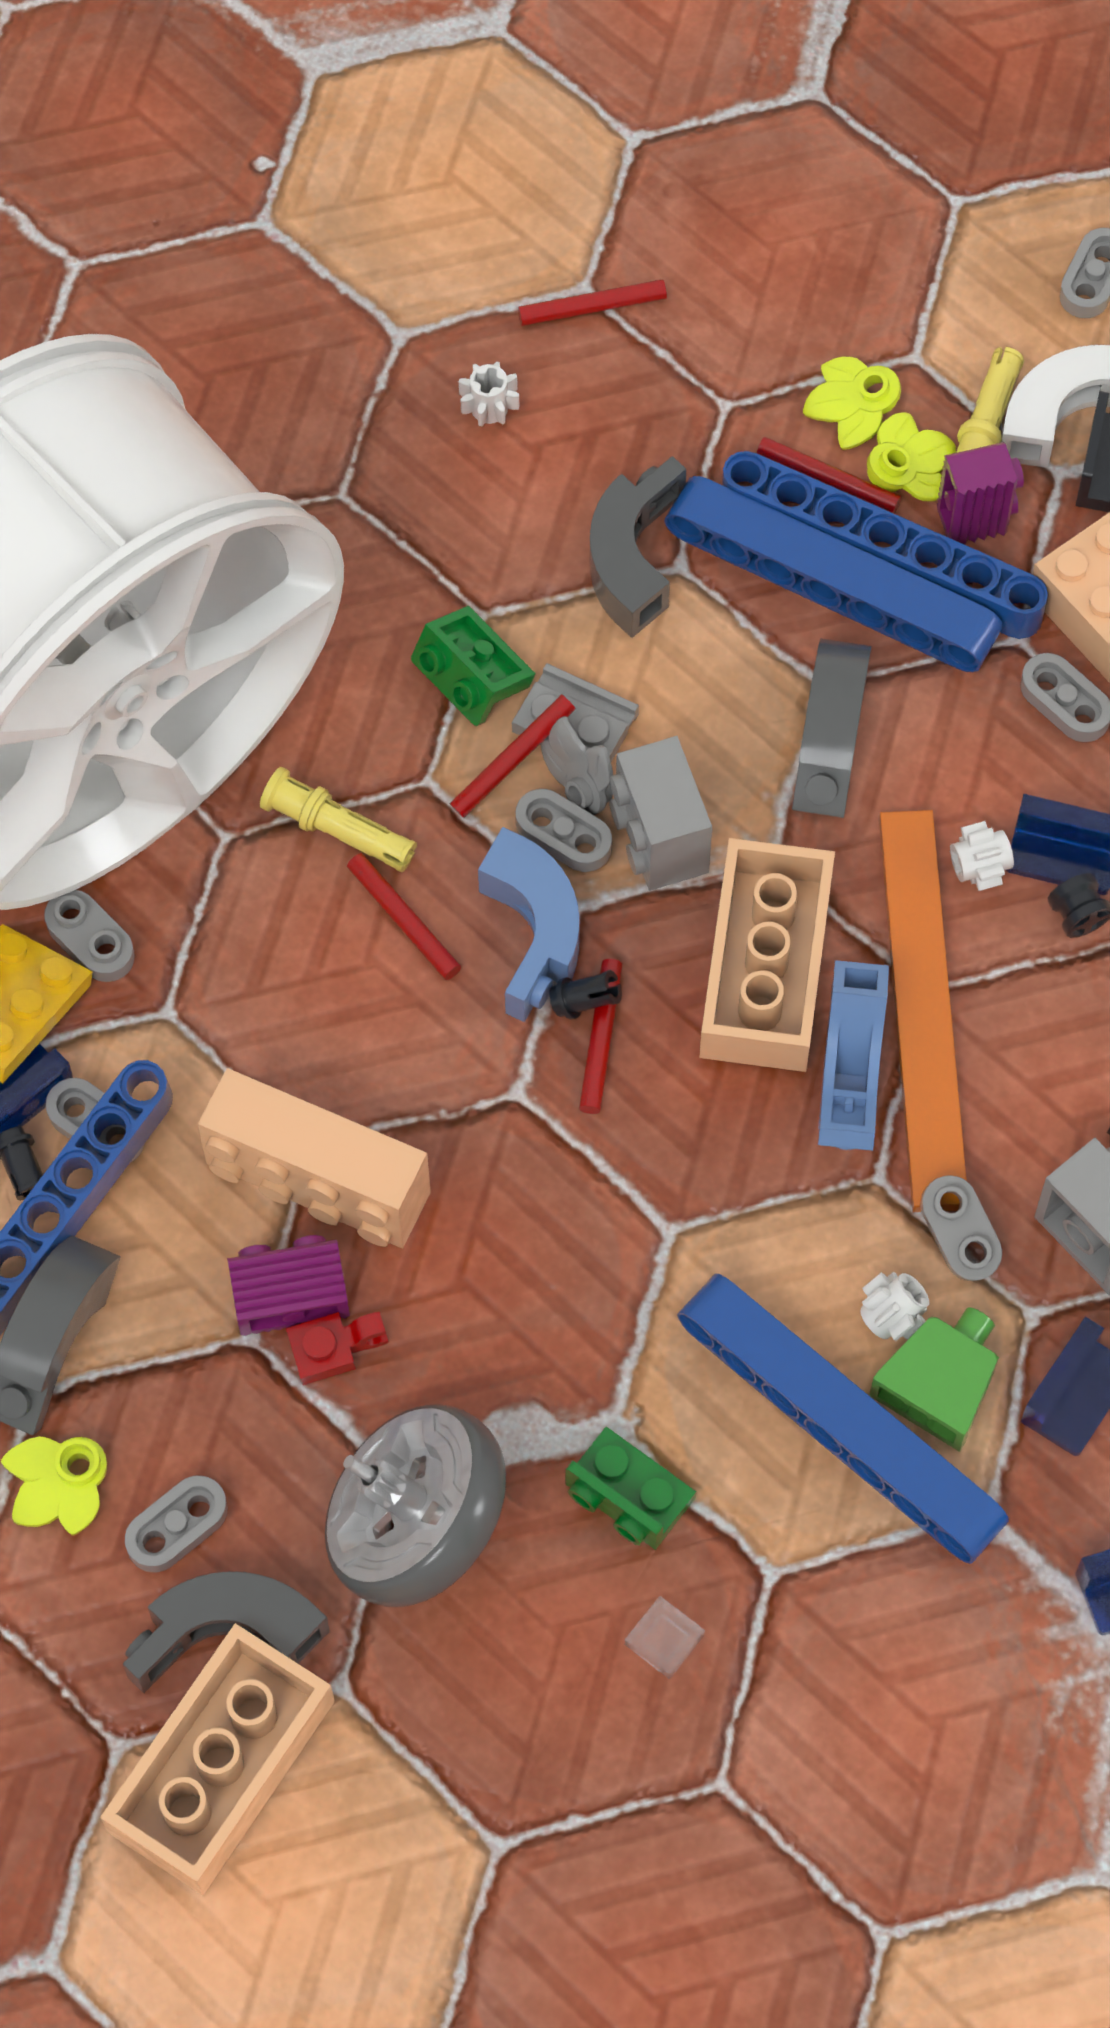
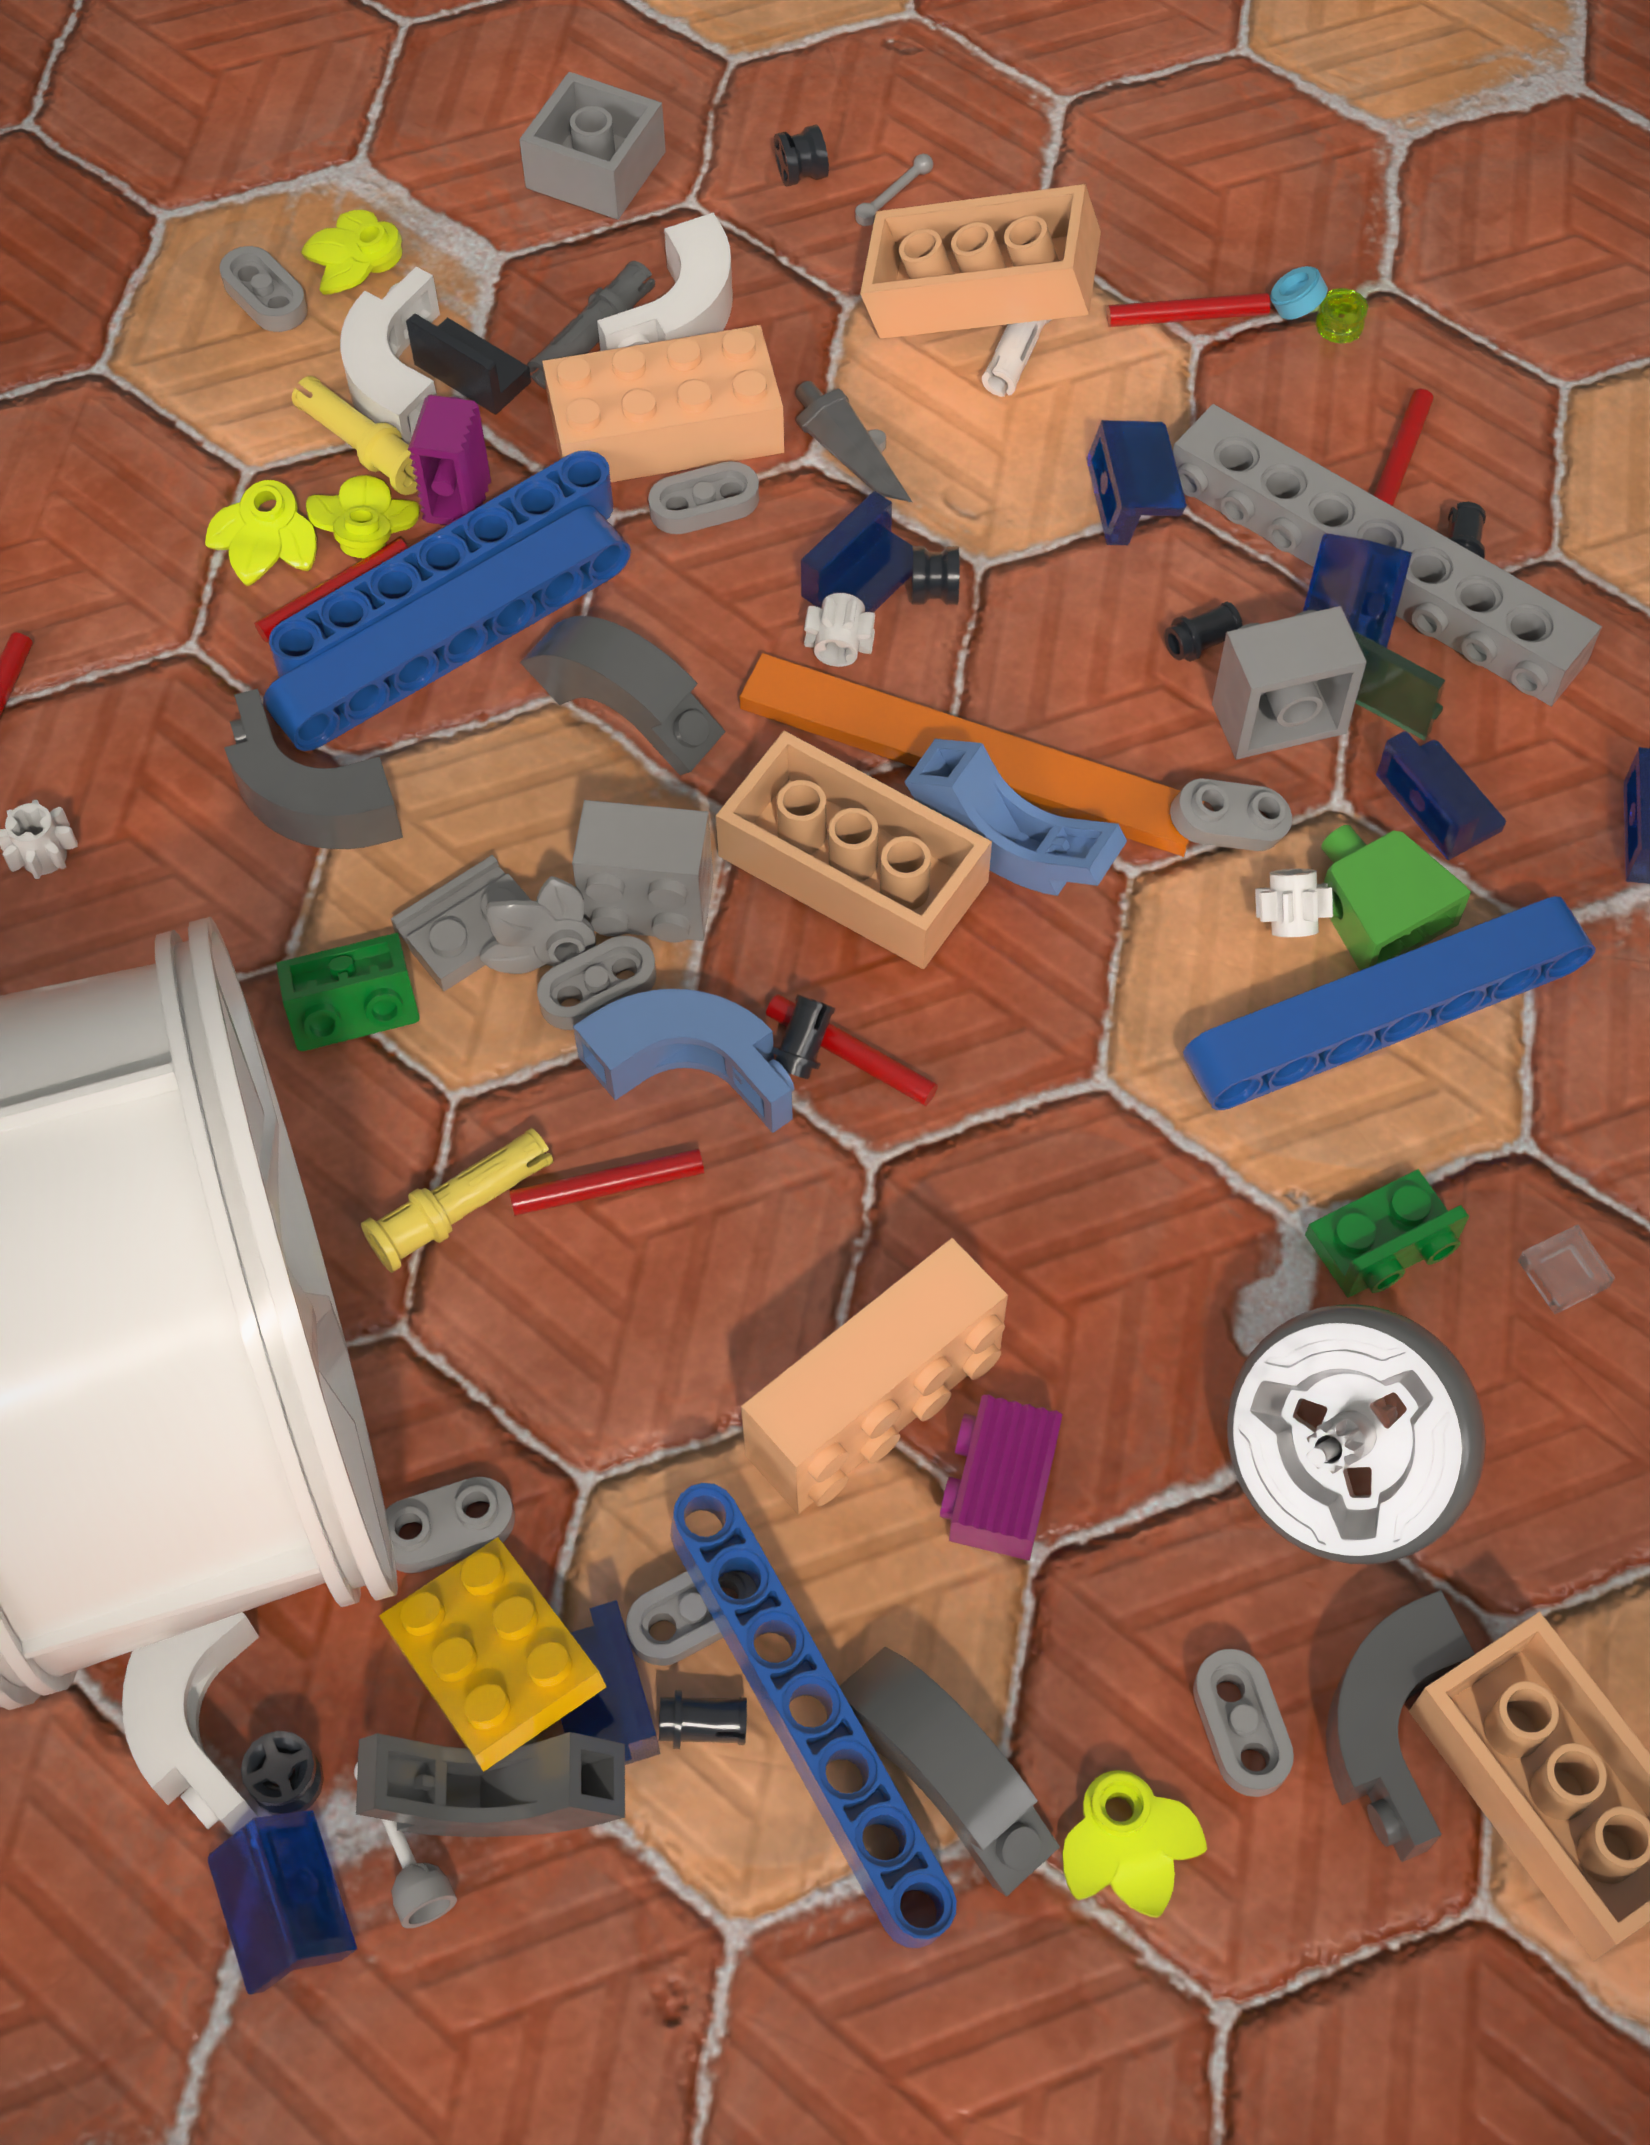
camera: 65 degrees left, 5 degrees down
(326, 1347) = (1088, 1470): red plate -> none
(511, 757) = (484, 992): red bar -> none

